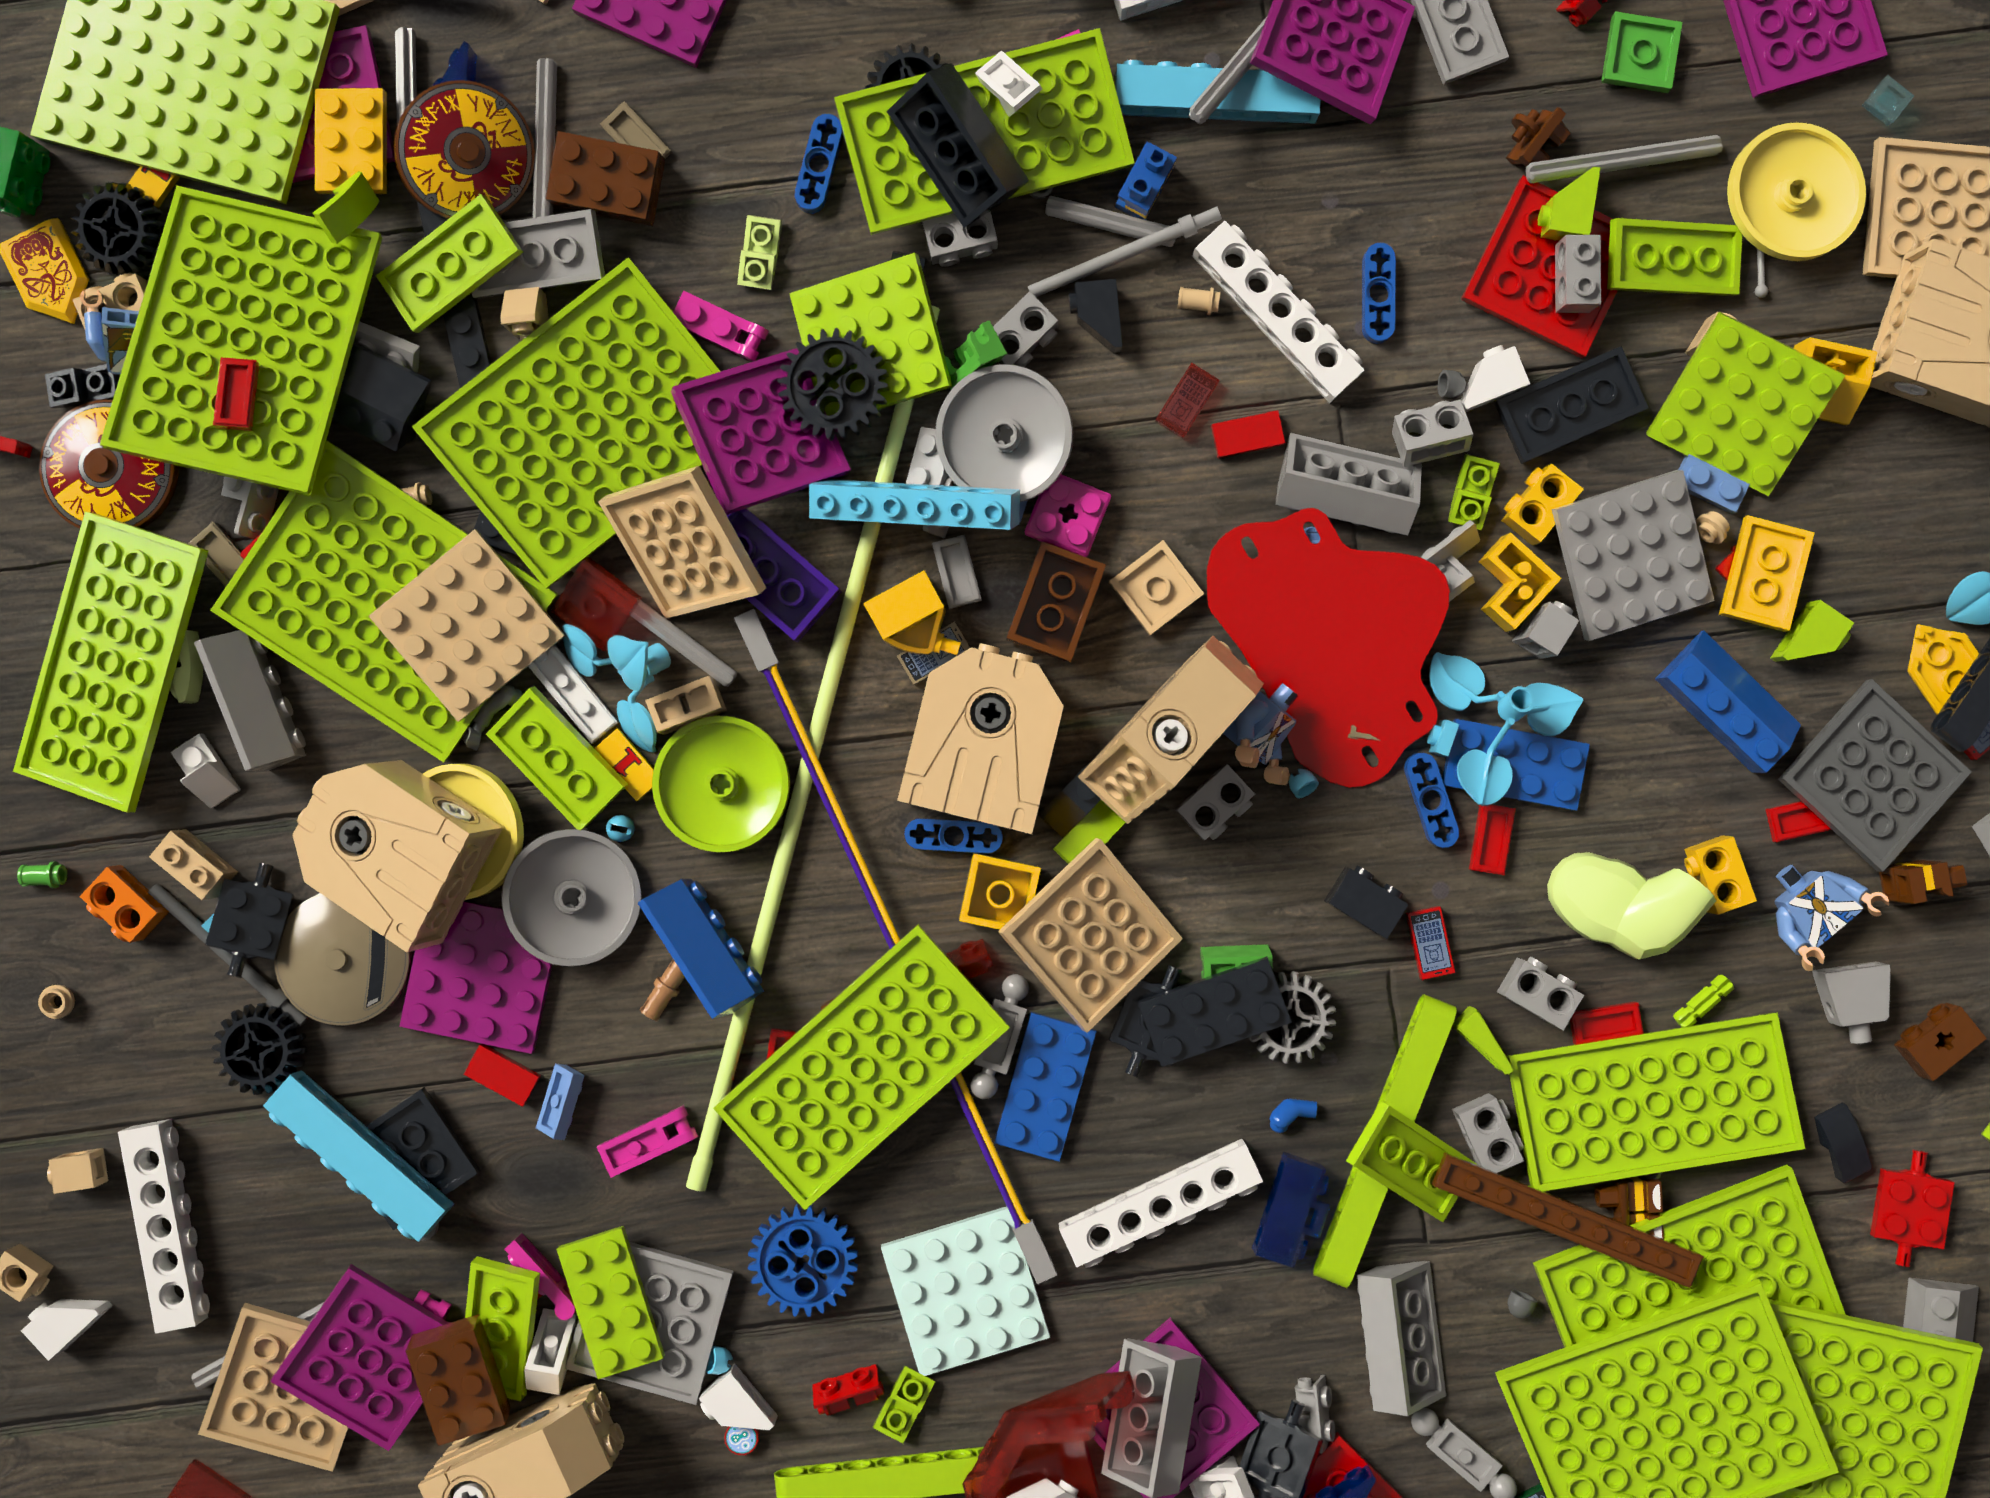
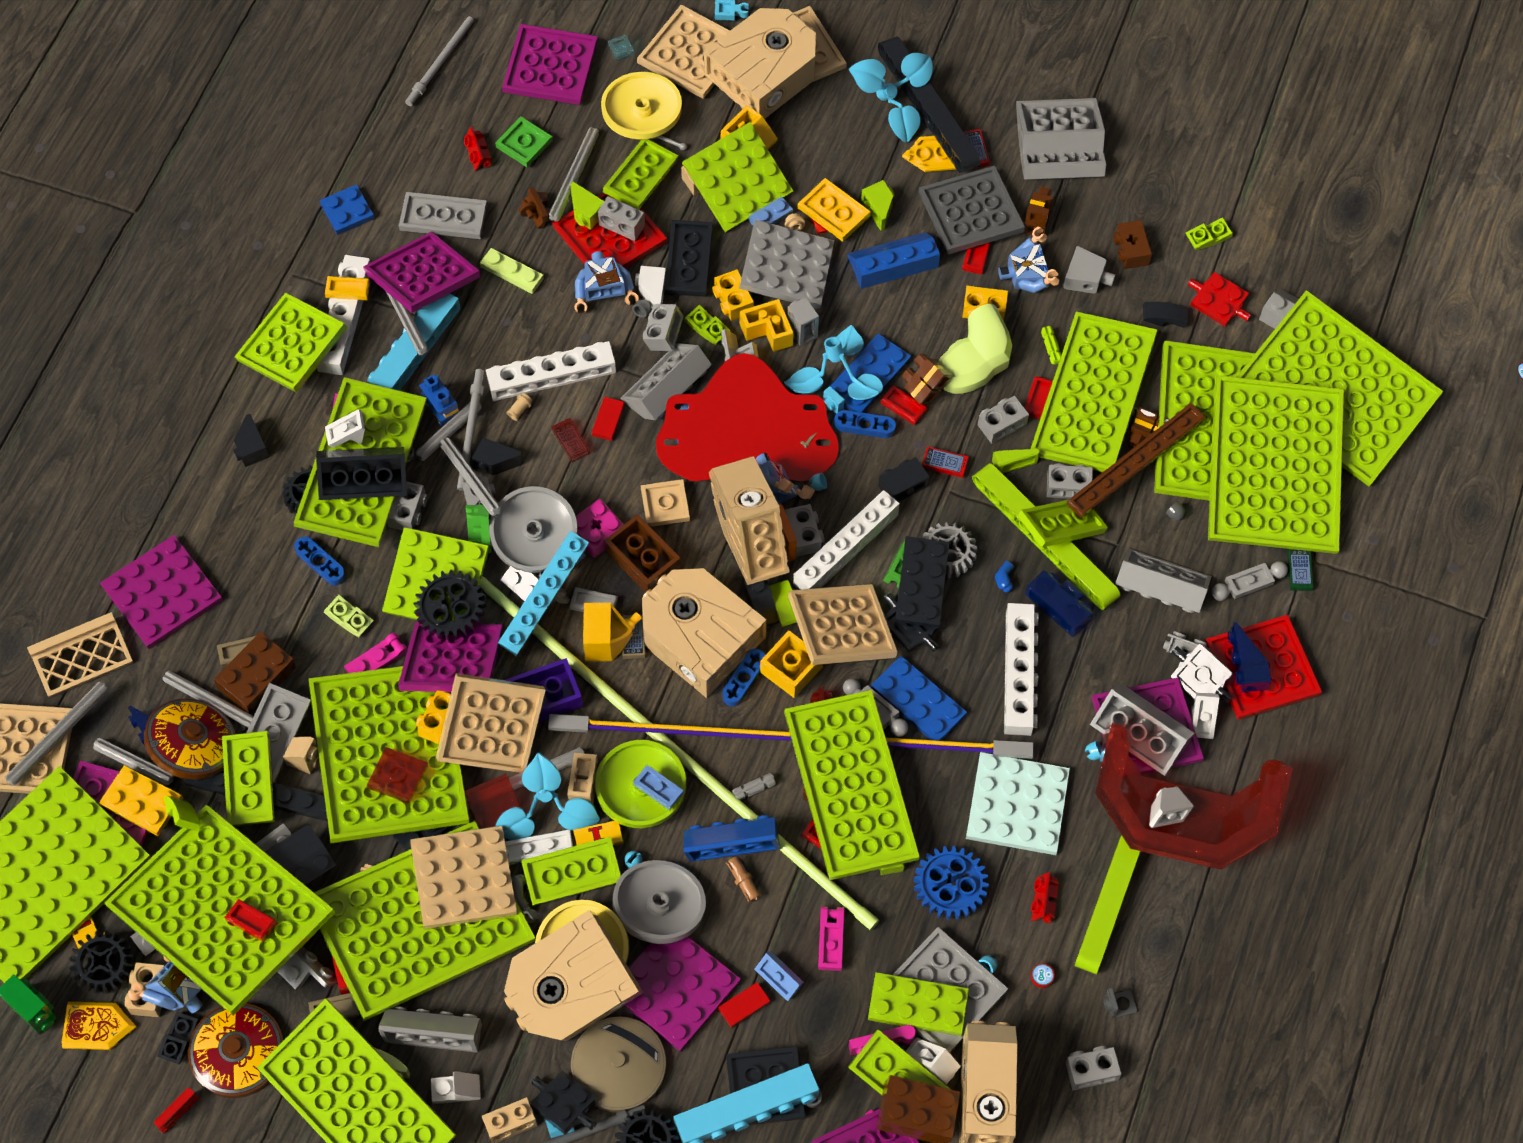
camera: 65 degrees left, 25 degrees down
(551, 459) = (397, 775): none -> clear red tile
(662, 455) = (433, 715): none -> yellow brick
(718, 815) = (658, 787): none -> medium blue plate
(736, 1402) = (1017, 964): white slope -> none
(803, 931) = (754, 786): none -> light grey axle
(903, 1404) = (1068, 871): lime slope -> none
(1040, 299) = (470, 477): none -> light grey axle
(1093, 1359) = (1094, 749): none -> medium azure hinge
(1192, 782) = (789, 536): none -> orange plate
(1224, 874) = (847, 543): none -> white brick
(1370, 268) = (566, 312): blue beam -> none
(1414, 160) = (511, 271): none -> yellowish green plate
(1460, 304) = (602, 280): none -> medium blue torso
(1542, 860) = (928, 379): none -> reddish brown hips

